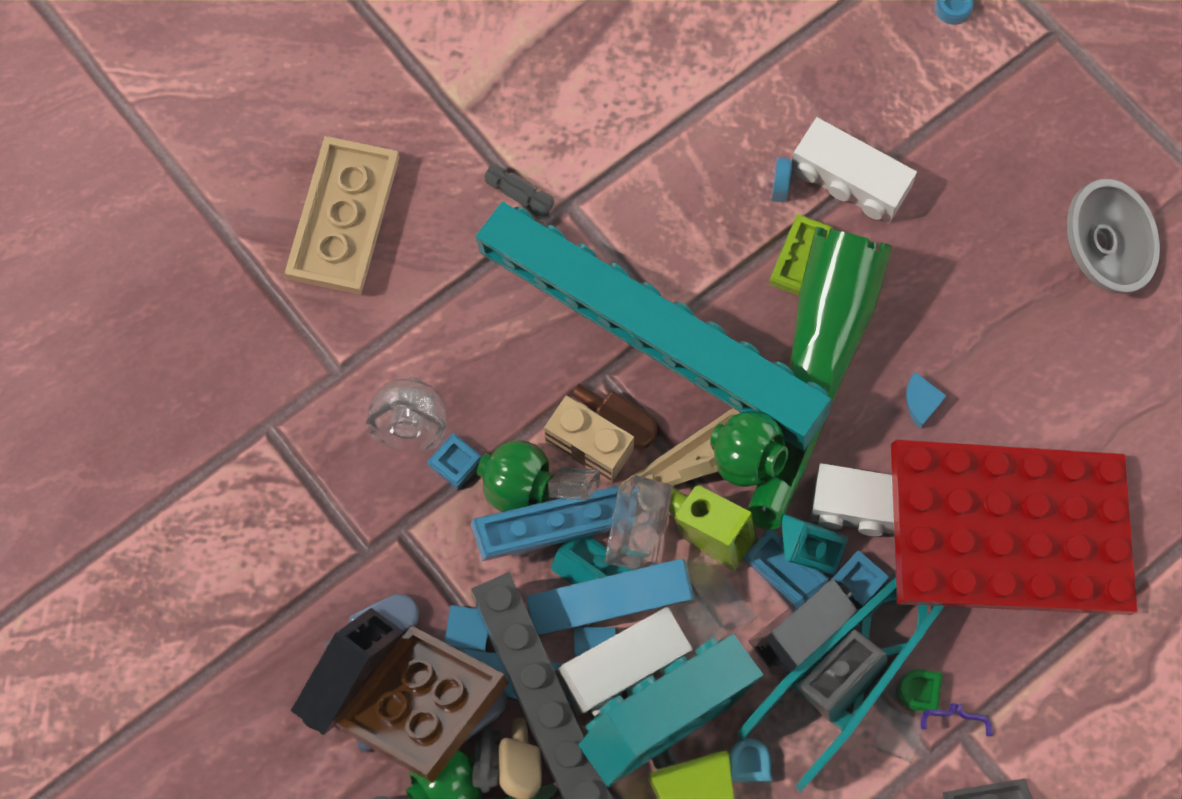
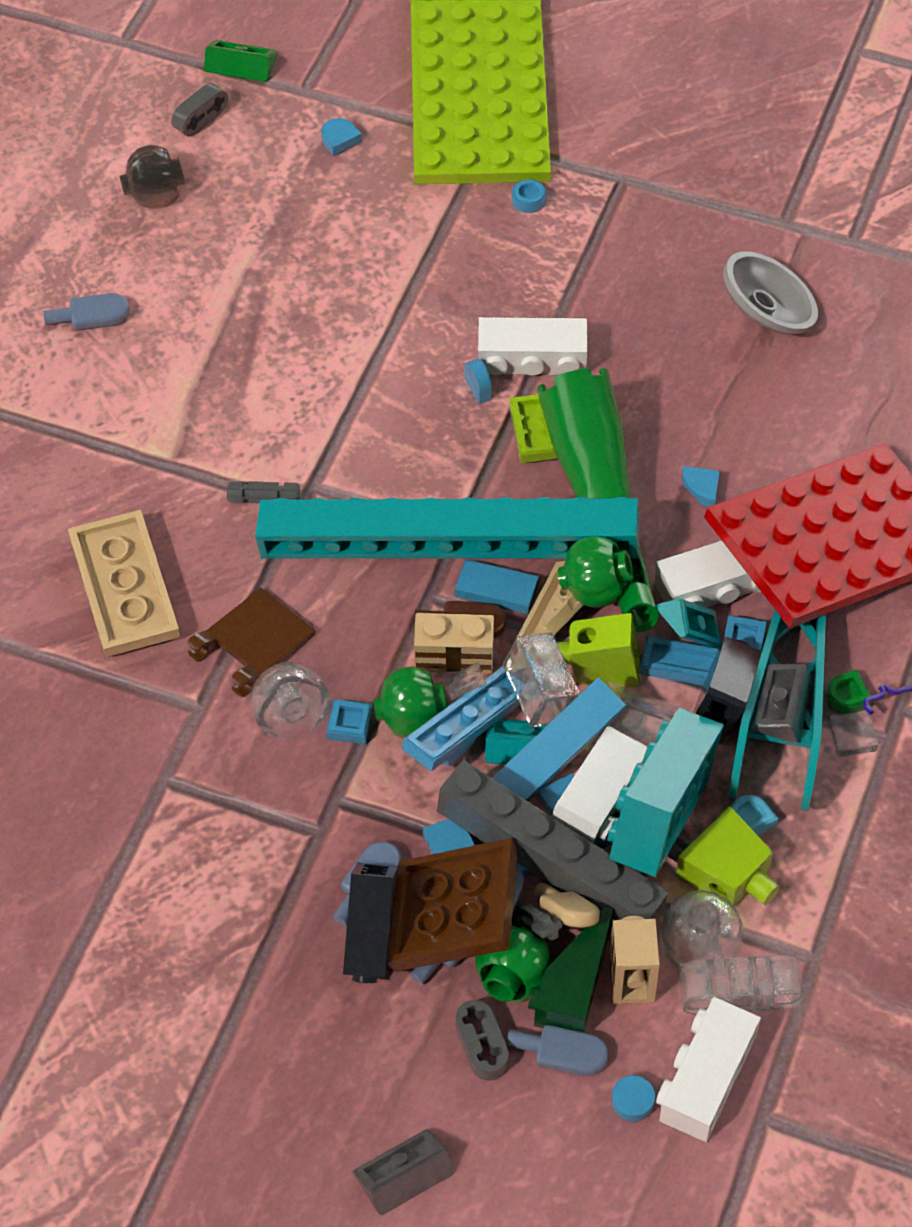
camera: 30 degrees left, 15 degrees down
(427, 330) = (255, 634): none -> reddish brown flag
(667, 399) = (496, 586): none -> dark azure tile

